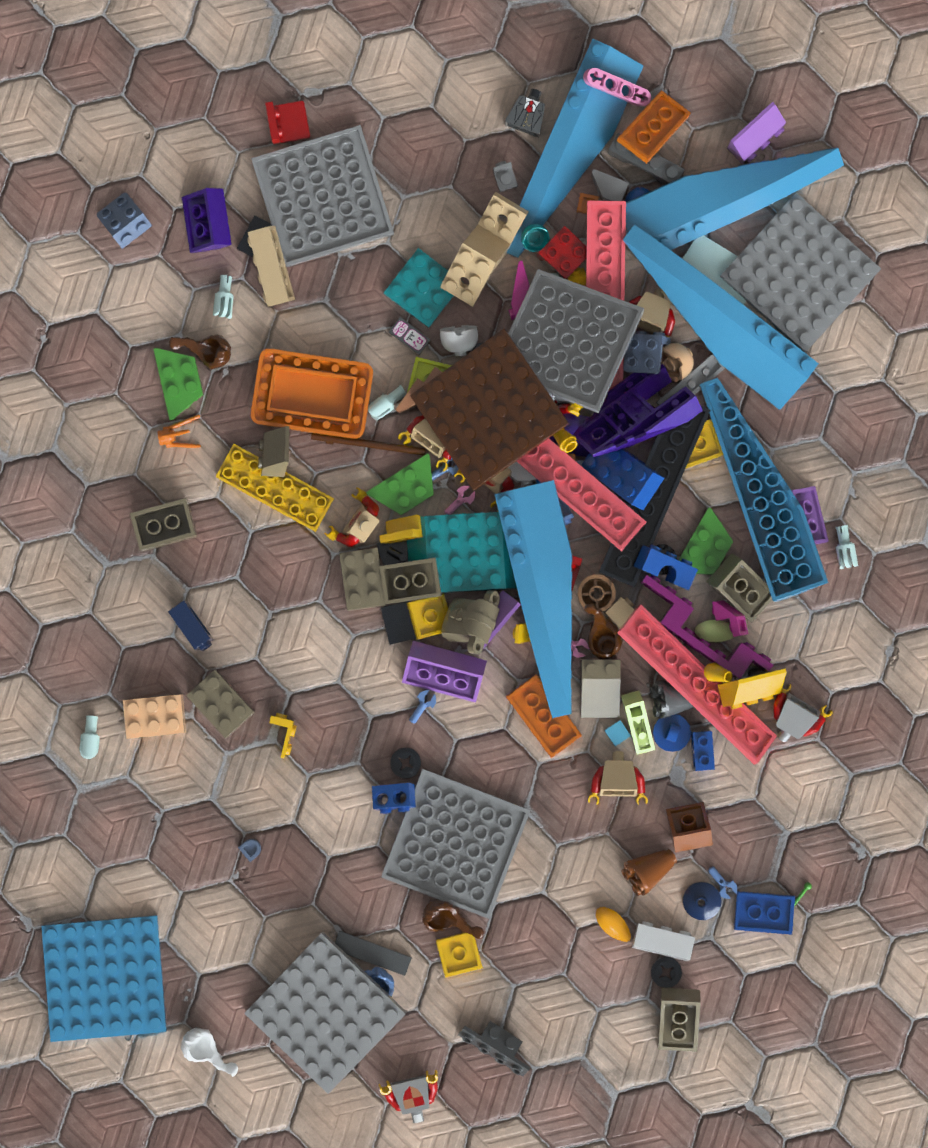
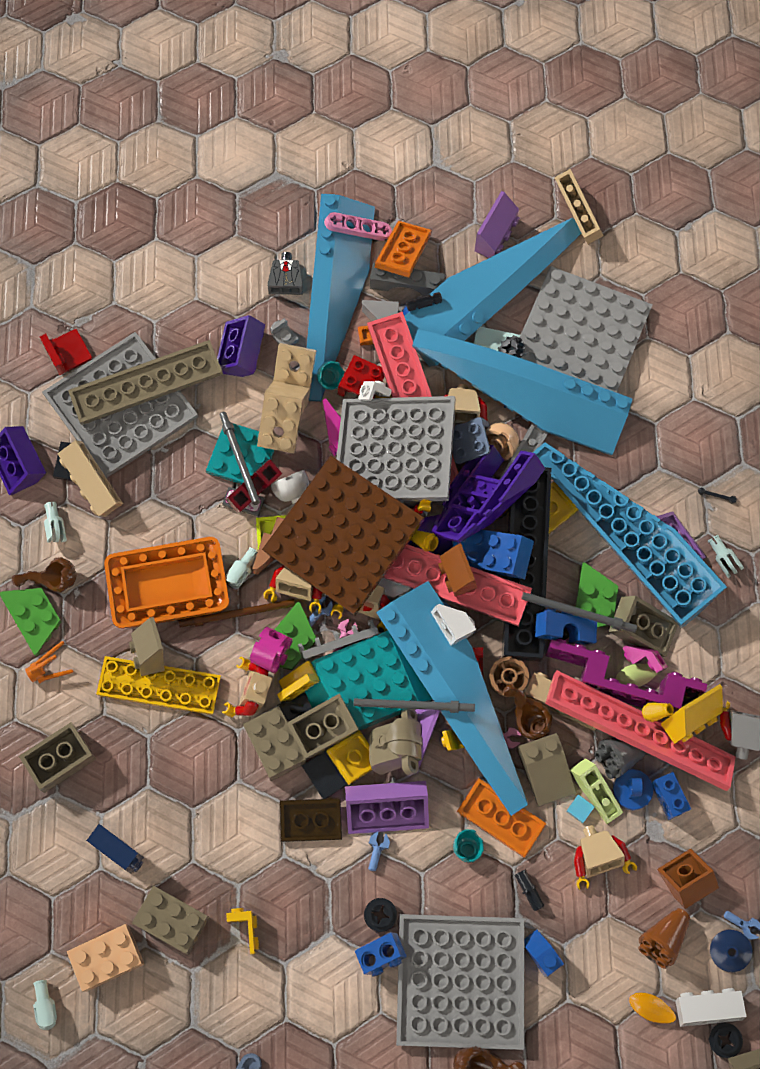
camera: 20 degrees left, 15 degrees down
(353, 184) = (145, 382): none -> dark tan plate
(372, 658) = (310, 820): none -> dark brown tile
(387, 494) = (270, 650): none -> dark pink brick
(418, 261) = (228, 430): none -> dark grey bar
(431, 323) = (261, 479): none -> dark red arch
(452, 507) = (338, 642): none -> light grey hinge
(457, 175) = (240, 346): none -> dark purple slope
(504, 731) = (468, 846): none -> teal hair
(533, 606) = (453, 706): none -> dark grey bar
(535, 845) = (542, 953): none -> blue slope
(544, 788) = (529, 890): none -> black axle
(561, 530) = (453, 623): none -> white slope
(564, 270) = (372, 388): none -> white bracket
(582, 482) = (458, 571): none -> dark orange slope
(652, 195) = (424, 301): none -> black axle
(712, 579) = (615, 623): none -> dark grey bar
(726, 265) = (516, 342): none -> black gear
(848, 139) = (579, 206): none -> tan brick
(877, 494) = (732, 499): none -> black hinge

